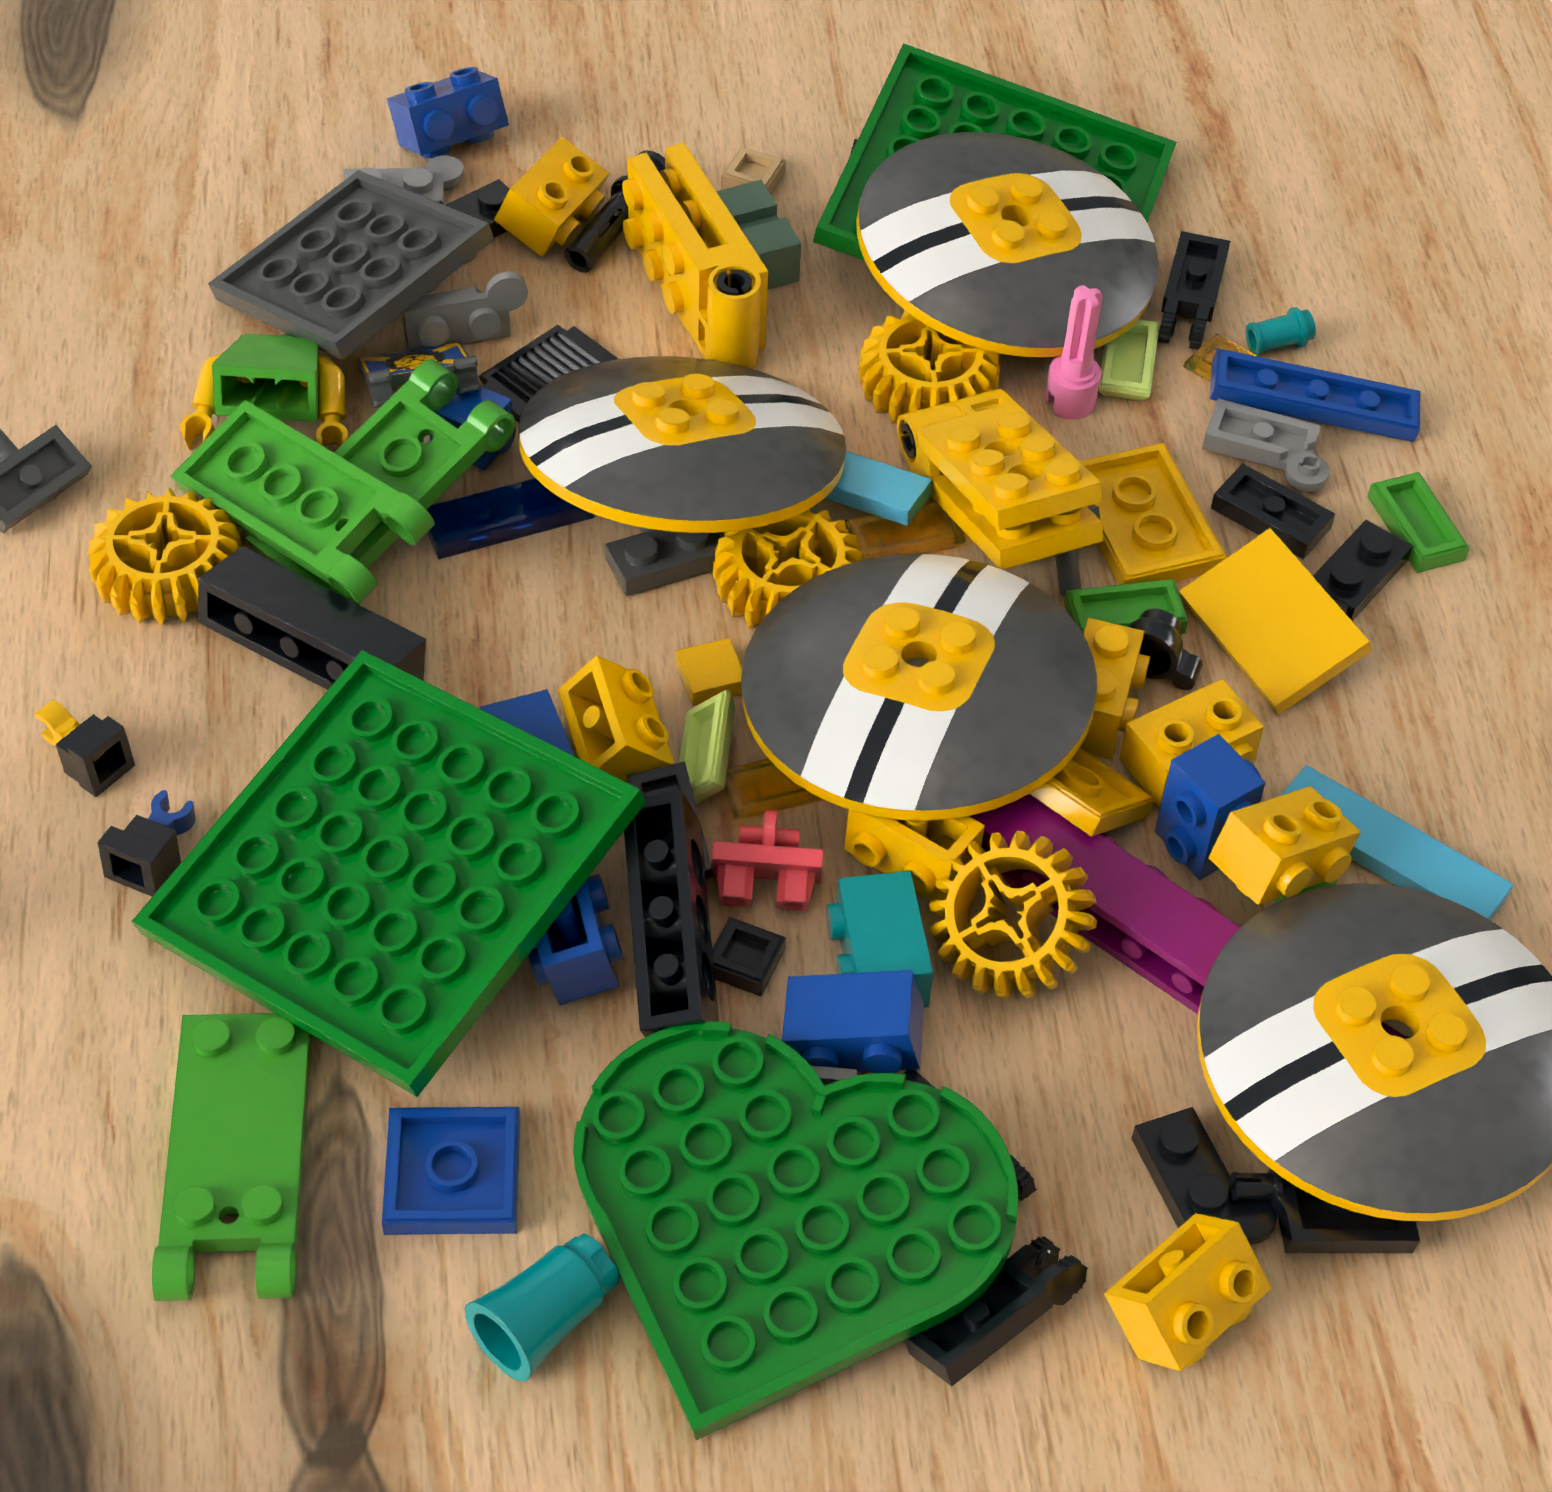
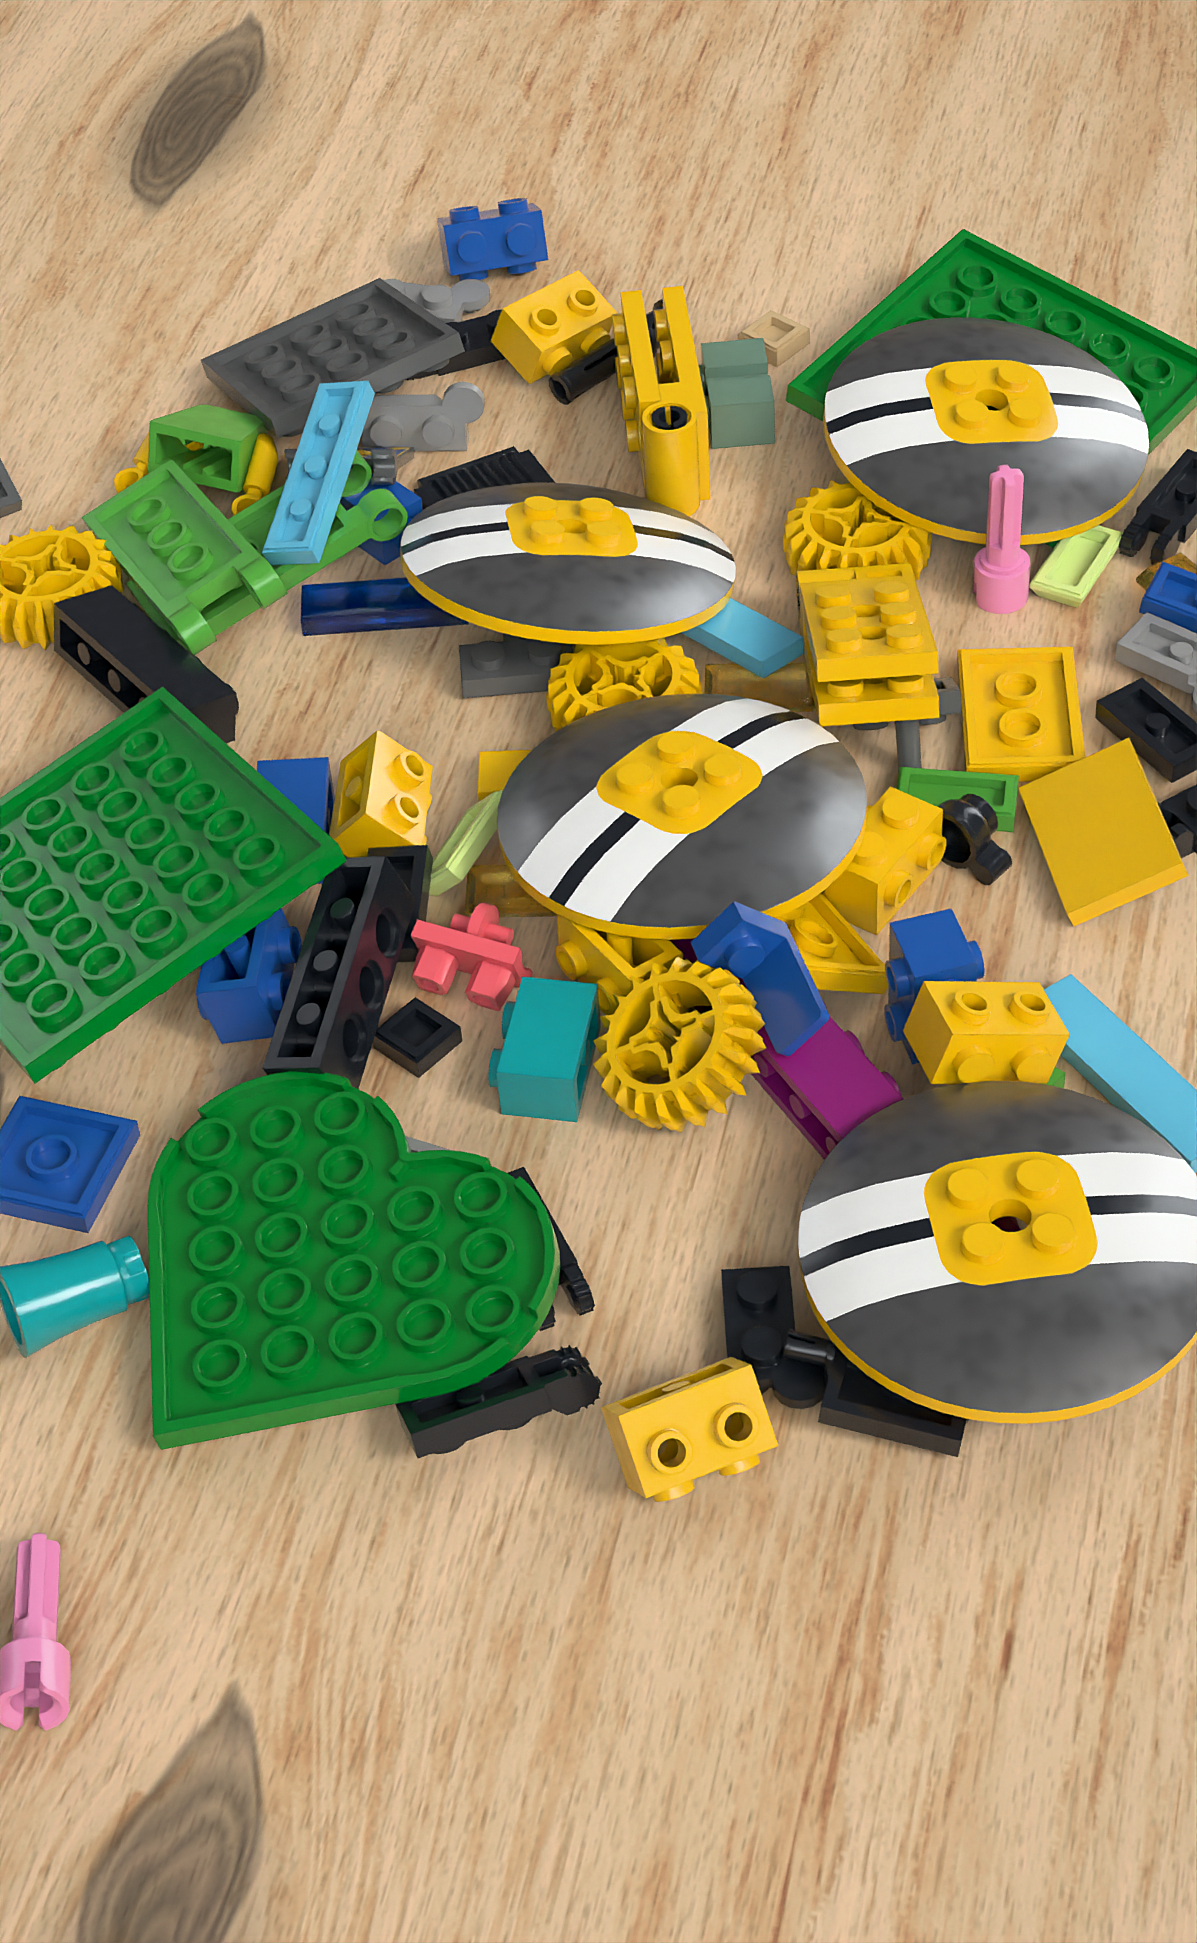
camera: 25 degrees right, 5 degrees down
(417, 394) = (318, 473): none -> medium azure tile
(856, 1020) = (481, 1108): blue brick -> none
(1077, 822) = (772, 969): none -> blue bracket
(1181, 725) = (980, 904): yellow brick -> none

